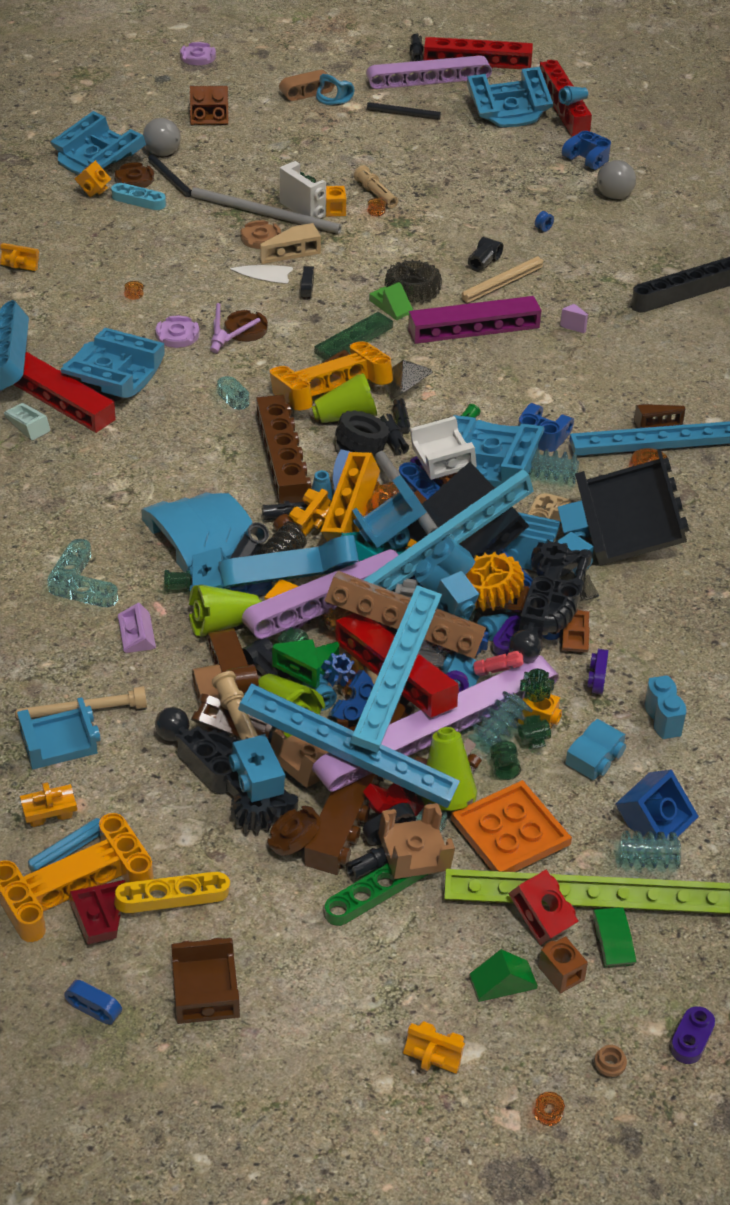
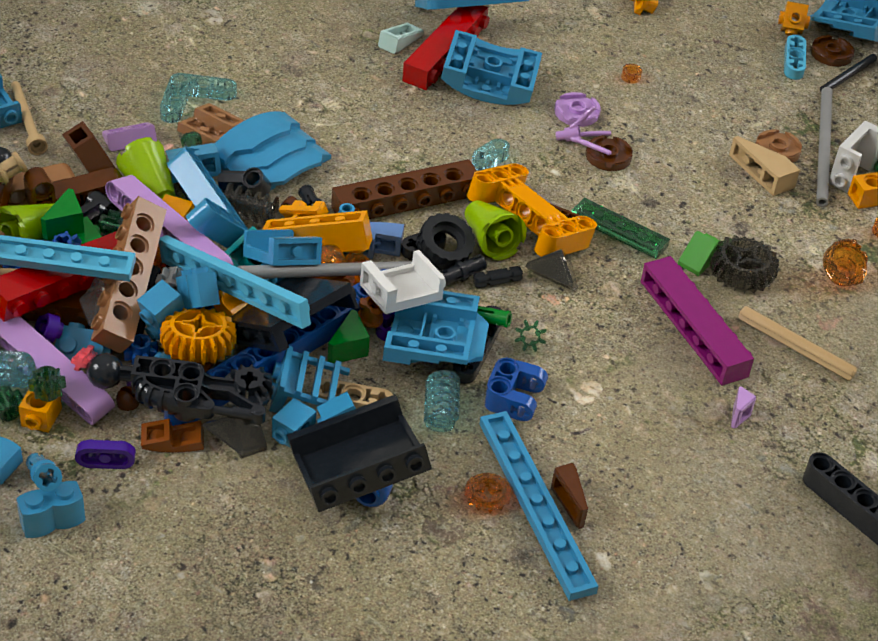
camera: 75 degrees right, 0 degrees up
(138, 567) = (209, 122): none -> medium nougat slope
(172, 652) = (87, 148): none -> reddish brown slope
(266, 272) = (714, 160): white sticker -> none
(307, 281) = (702, 184): black beam -> none
(426, 231) = (845, 263): none -> clear orange hair
(486, 252) = (845, 323): black piece -> none
(487, 404) = (523, 338): none -> clear green gear
(644, 693) = (41, 471): none -> dark azure pin

